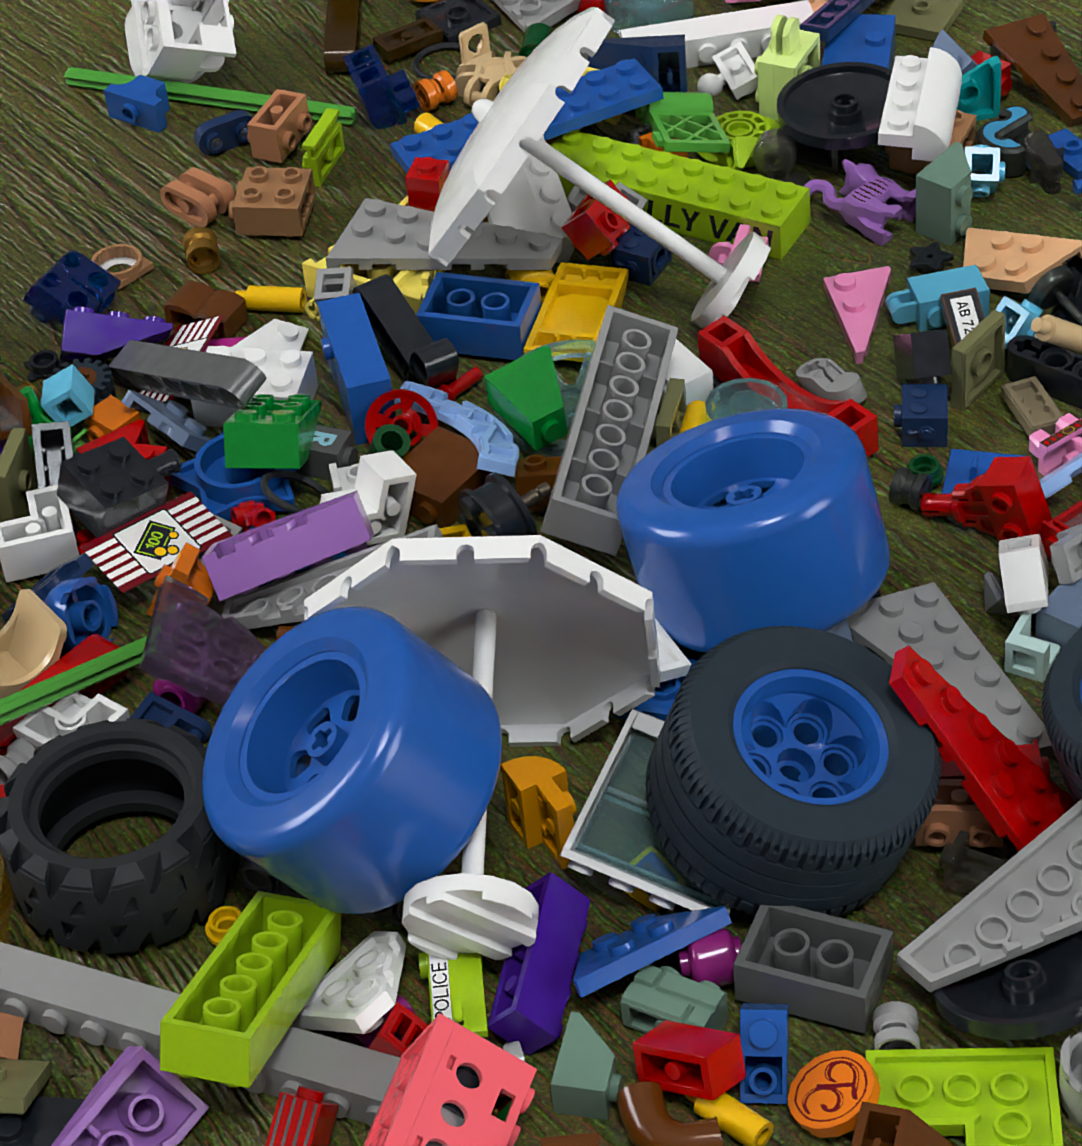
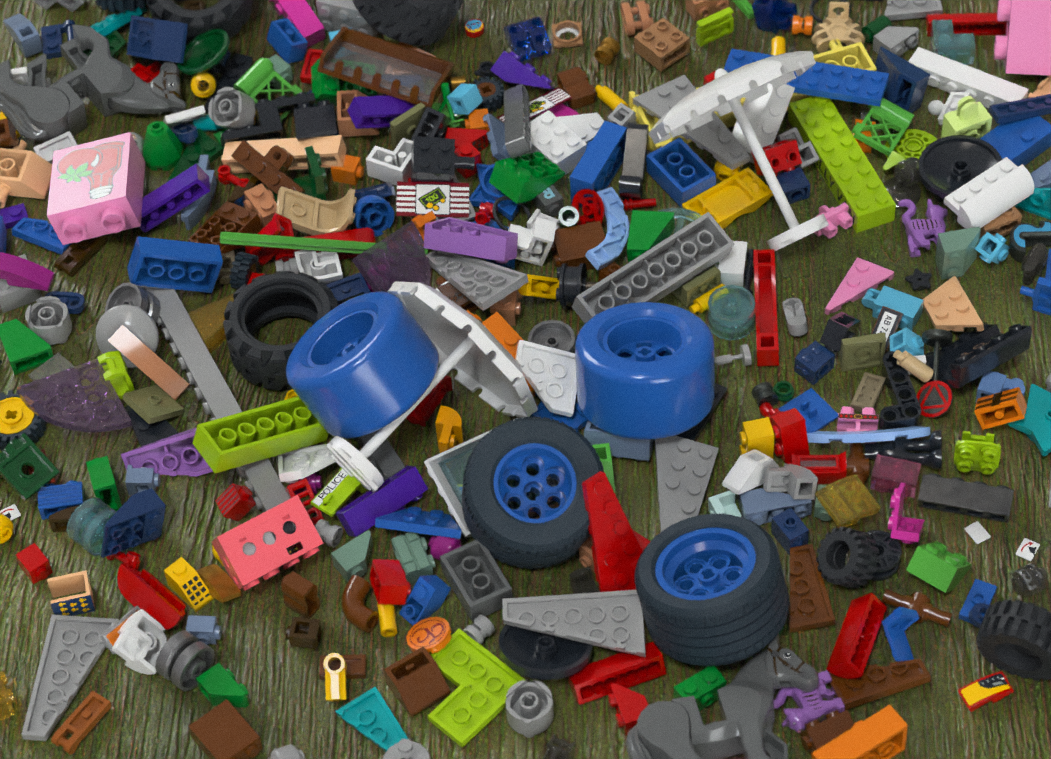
camera: 40 degrees right, 10 degrees up
(976, 534) = (757, 435): none -> yellow brick

